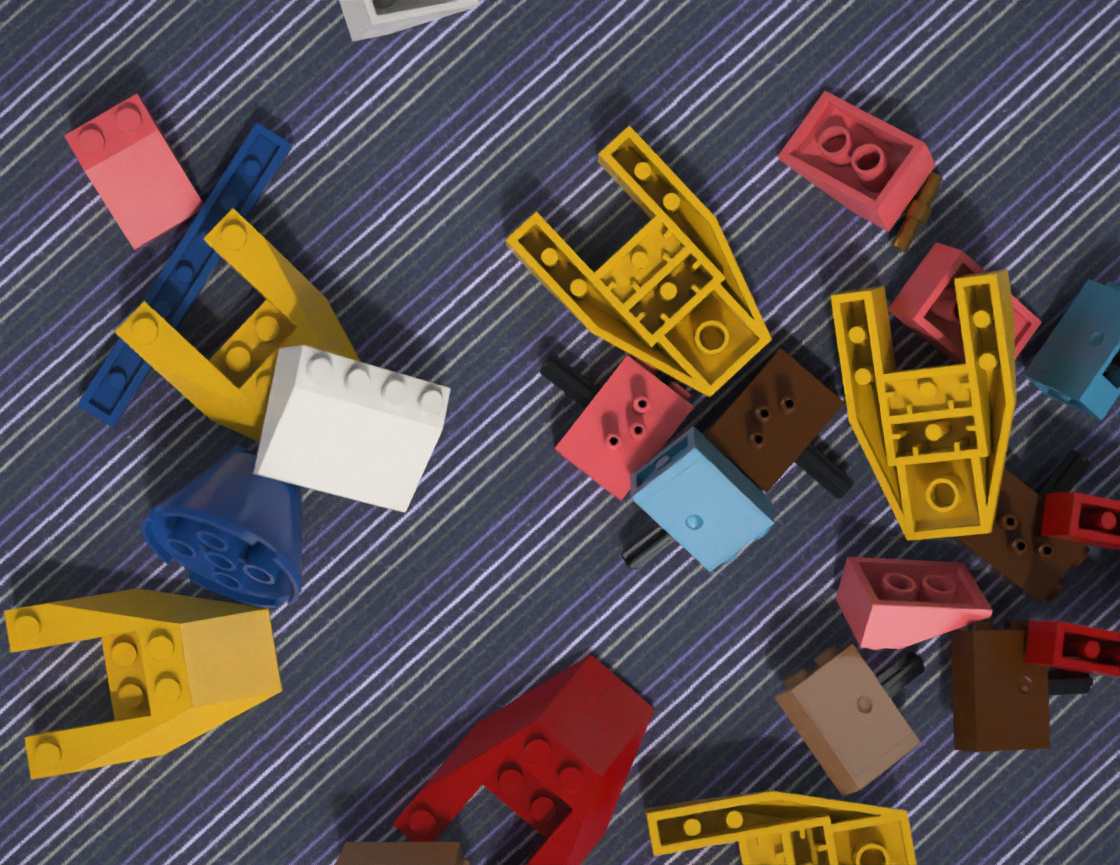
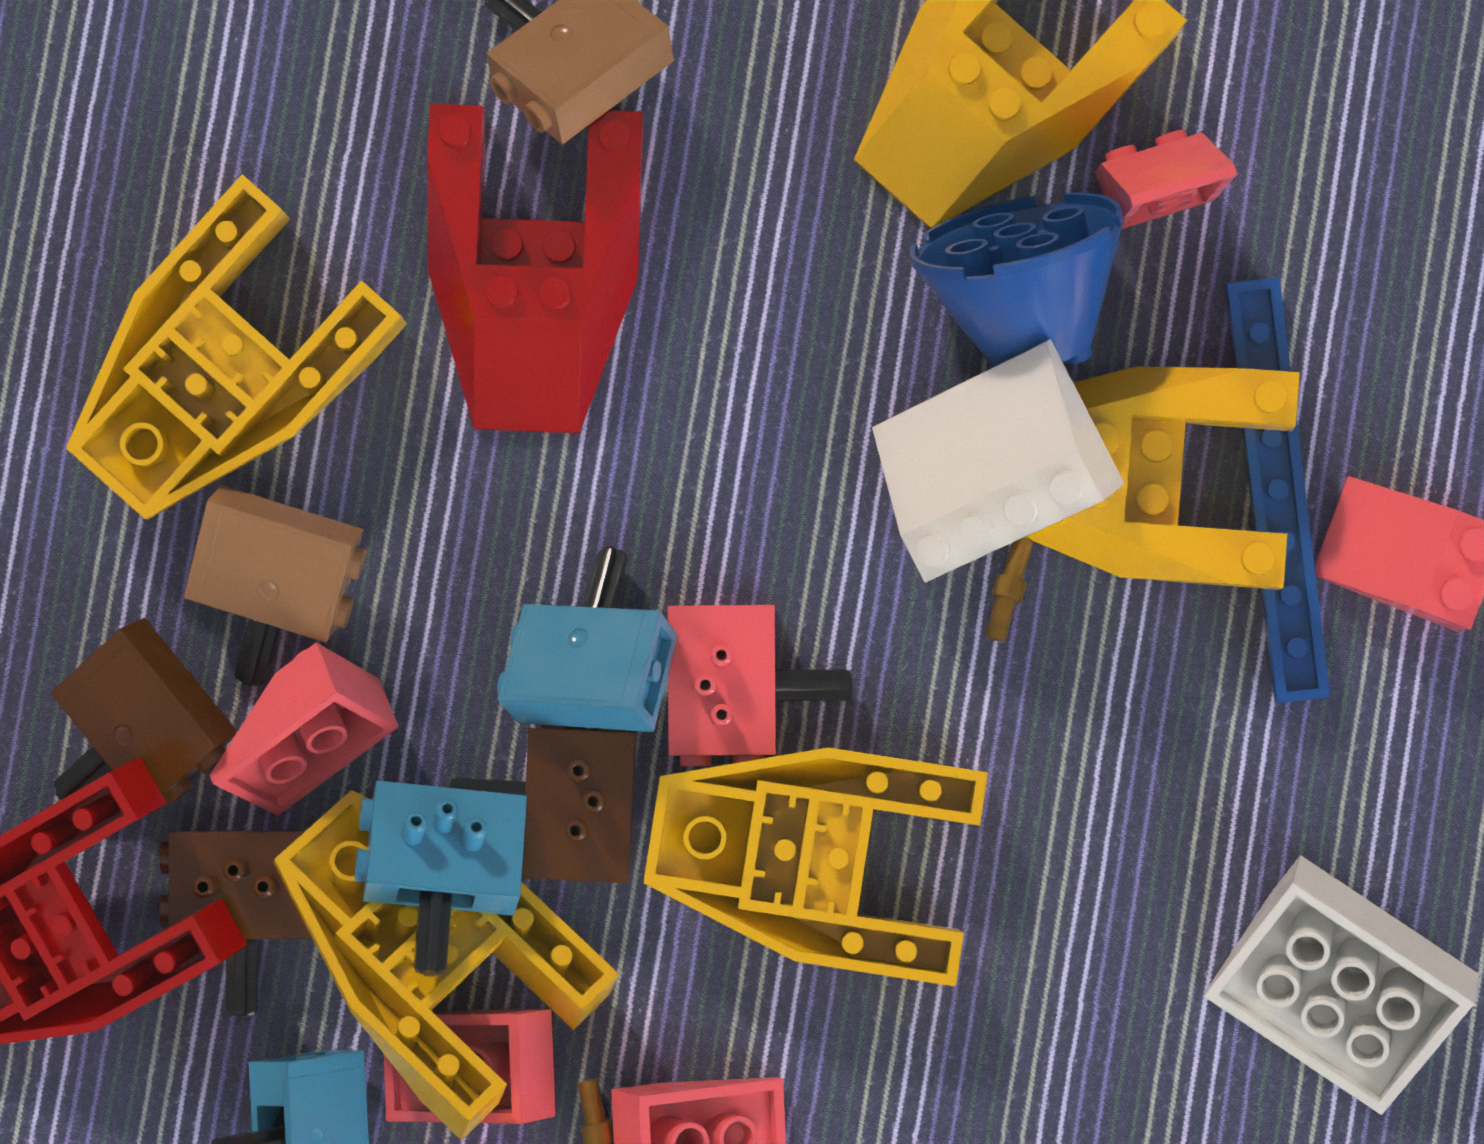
camera: 145 degrees right, 0 degrees up
(97, 523) = (1164, 178): none -> coral slope
(402, 344) = (1009, 589): none -> pearl gold bar
(883, 454) = (441, 854): none -> dark azure piece

